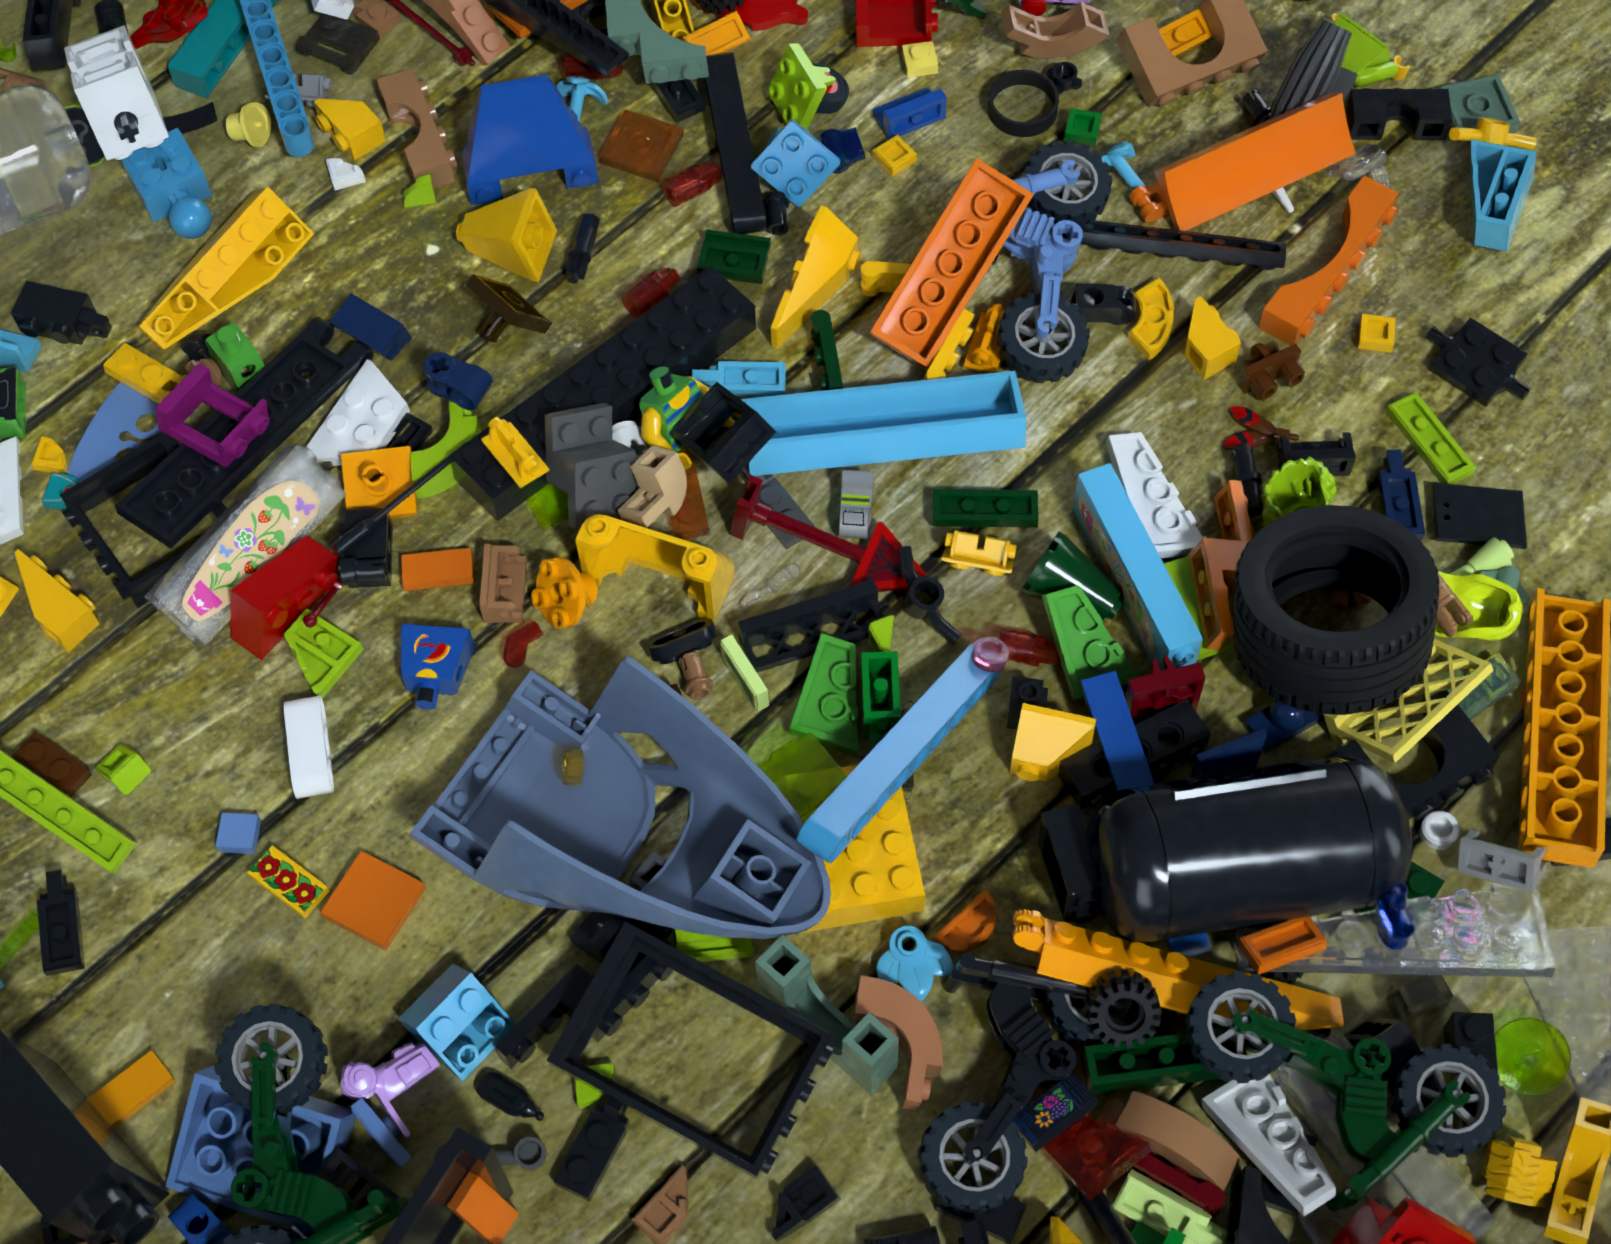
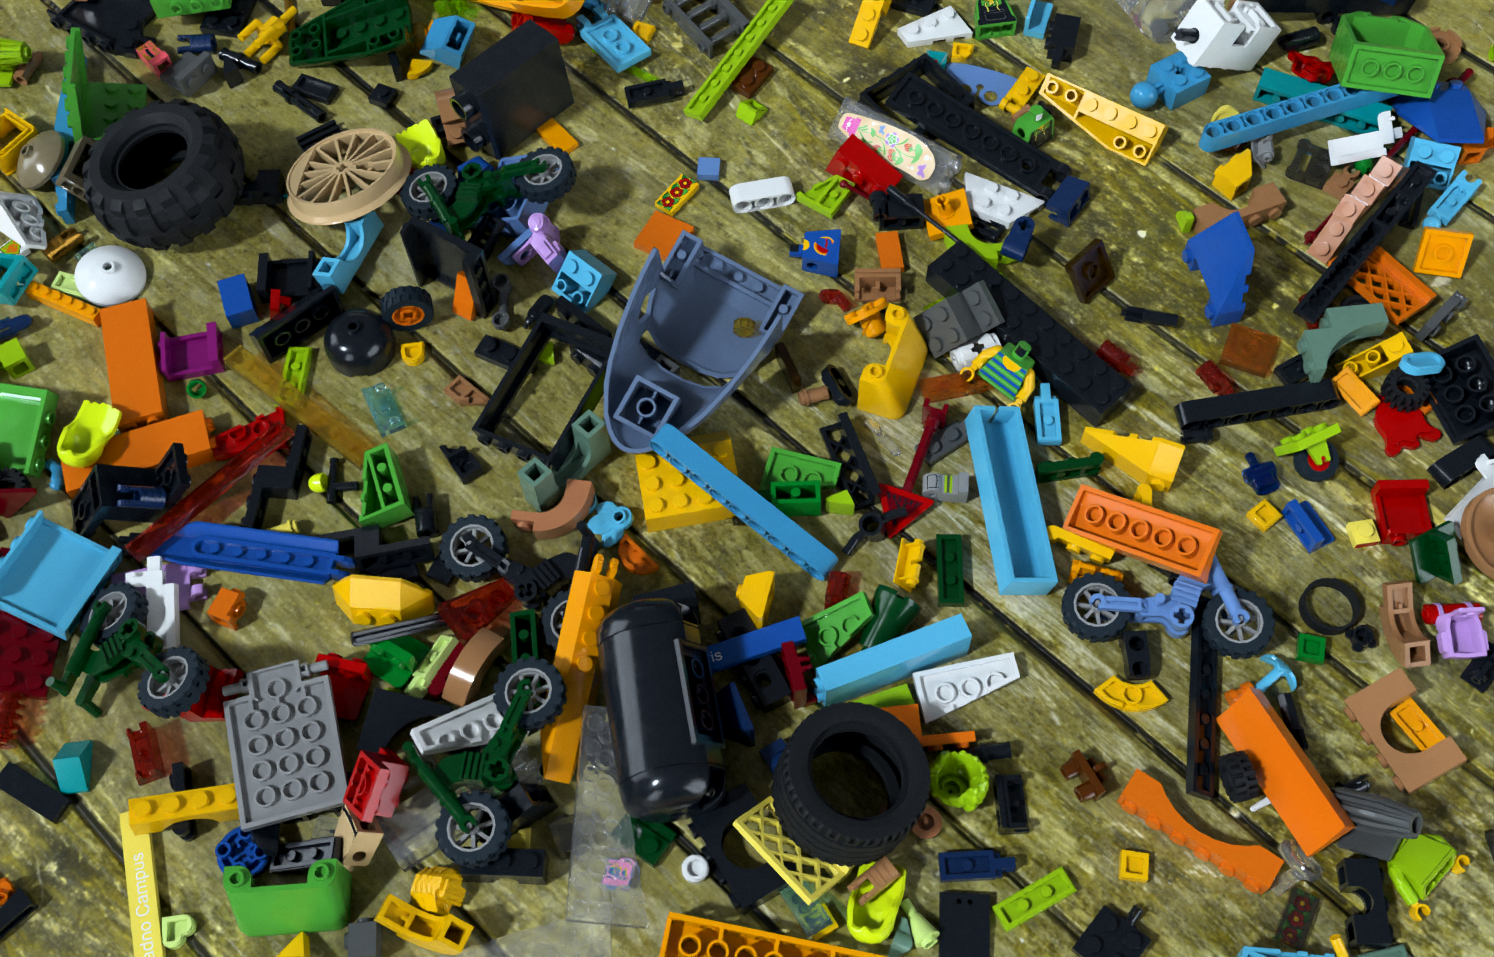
camera: 90 degrees right, 0 degrees up
(56, 609) = (855, 62): yellow slope -> none
(188, 395) = (986, 95): magenta panel -> none
(192, 120) = (1229, 89): black sticker -> none
(344, 173) = (1197, 177): white tile -> none
(511, 233) = (1151, 273): yellow slope -> none
(513, 452) = (959, 270): yellow hinge -> none
(578, 88) = (1288, 306): medium azure plant -> none
(660, 490) = (945, 361): tan brick -> none
(735, 255) = (1152, 409): dark green plate -> none
(737, 445) = (982, 389): black window -> none
(744, 673) = (814, 421): yellowish green tile -> none
(795, 162) = (1236, 438): dark azure bracket -> none
(803, 774) = (727, 443): clear neon green piece -> none
(990, 654) = (823, 563): clear pink tile -> none
(1025, 691) = (790, 591): black window -> none
(1054, 1111) = (497, 594): tile -> none
(1123, 1029) = (550, 624): black tyre -> none
(1159, 158) = (1291, 719): none -> black piece
(1209, 341) = (1109, 729): yellow slope -> none
(1261, 430) = (1031, 770): piece -> none
(1262, 210) = (1238, 776): none -> black tyre
(1282, 944) = (594, 733): orange tile -> none
(1395, 918) = (606, 807): clear blue piece -> none
(1420, 181) = (1296, 918): none -> clear smoke tile
(1500, 863) = (660, 900): light grey hinge -> none
(1537, 1039) = (513, 897): clear neon green dish -> none

